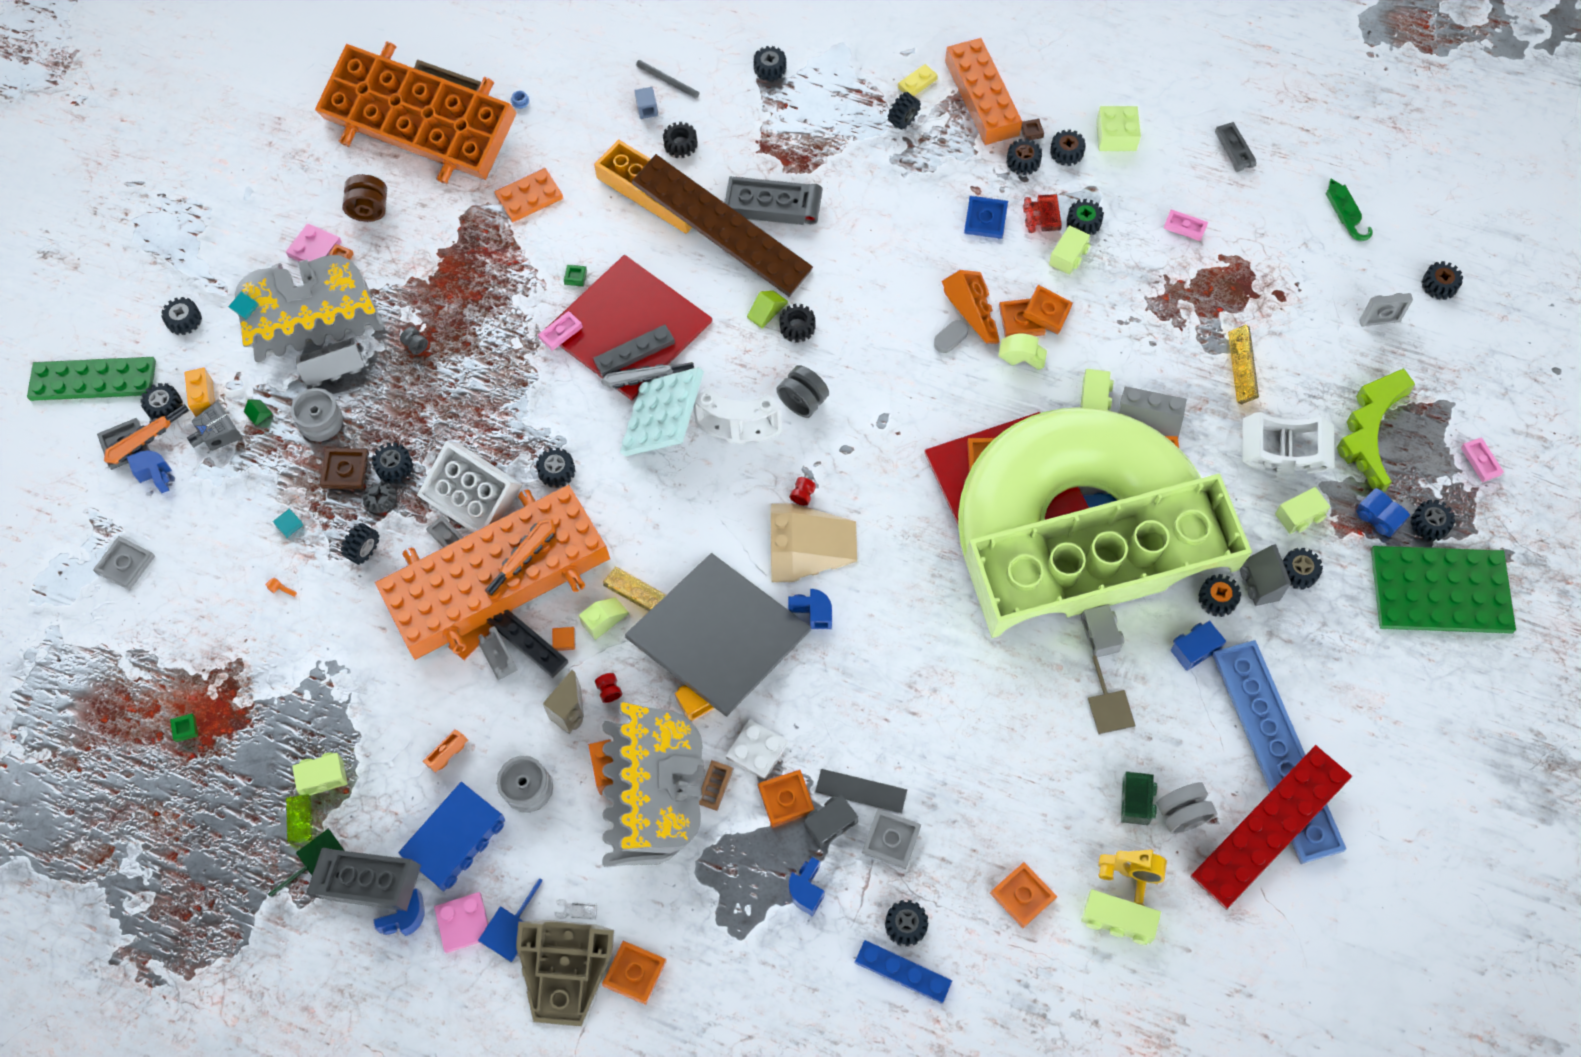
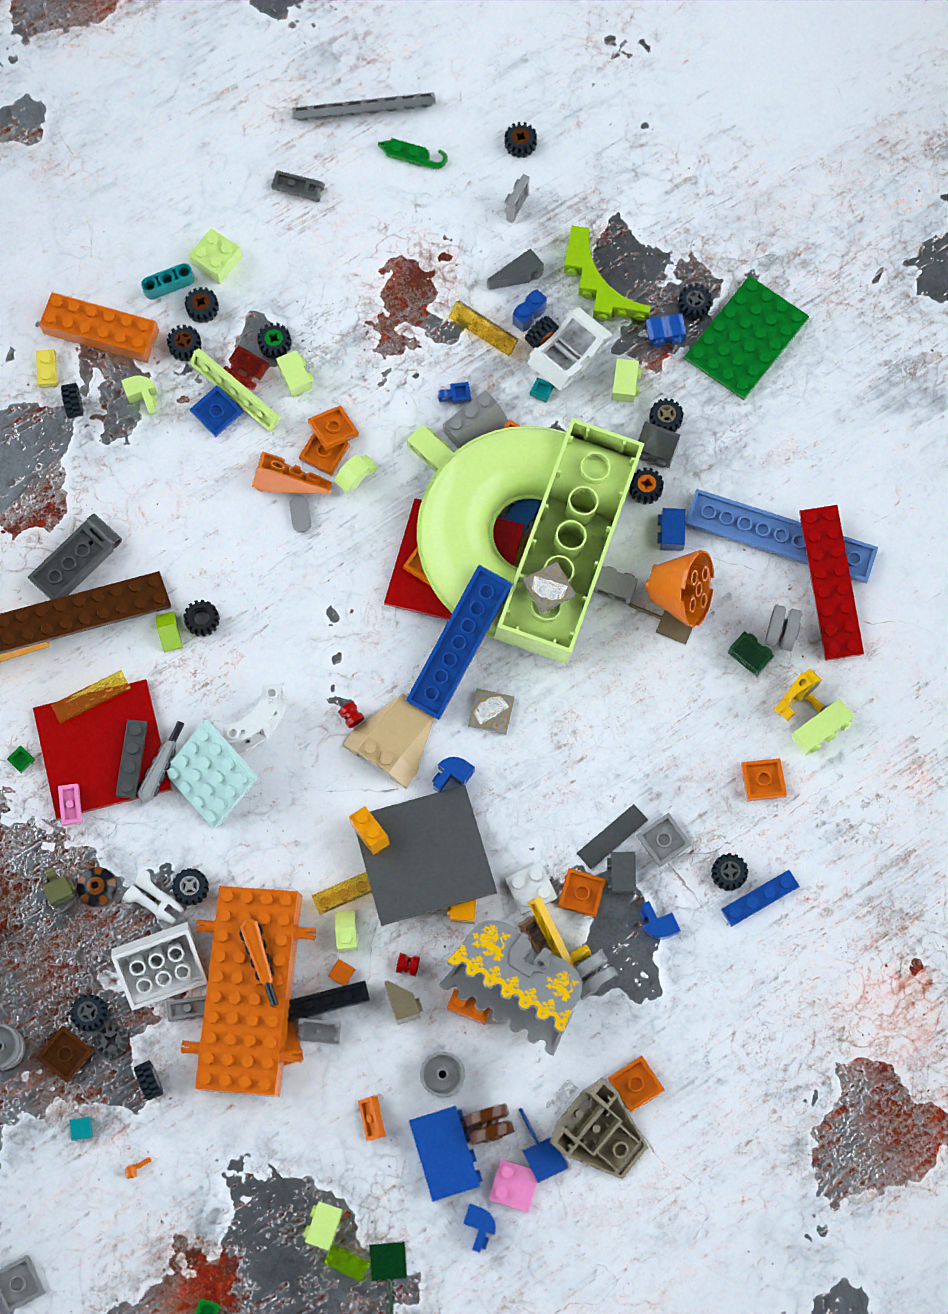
camera: 55 degrees left, 10 degrees up
(364, 879) = (435, 1239): dark grey hinge -> none
(483, 371) = (59, 889): none -> olive brick
(499, 859) = (489, 1128): none -> reddish brown wheel
(508, 406) = (104, 891): none -> dish
(517, 428) = (144, 882): none -> white piece
(664, 285) = (90, 696): none -> clear yellow plate
(705, 570) = (369, 830): none -> light orange piece
(708, 824) = (552, 936): none -> yellow piece
(710, 856) = (593, 977): none -> light grey wheel
(802, 391) = (270, 656): dark grey wheel -> none
(897, 605) = (491, 711): none -> tile
(935, 526) = (459, 641): none -> blue plate
(955, 152) = (141, 388): none -> yellowish green brick
(1015, 217) = (235, 390): none -> yellowish green plate
(1032, 129) = (164, 318): reddish brown plate -> none
(1042, 559) = (549, 587): none -> tile
(1065, 111) = (174, 274): none -> teal beam
(1150, 689) = (683, 587): none -> orange cone
(1164, 383) = (458, 393): none -> blue plate
(1185, 225) = (337, 275): bright pink plate -> none
(1230, 449) = (541, 389): none -> teal tile
(1282, 407) = (541, 331): none -> black wheel
(1293, 389) = (529, 310): none -> blue brick
(1320, 357) = (519, 271): none -> dark grey slope
(1358, 151) = (359, 106): none -> dark grey plate
(1482, 459) = (675, 232): bright pink plate -> none

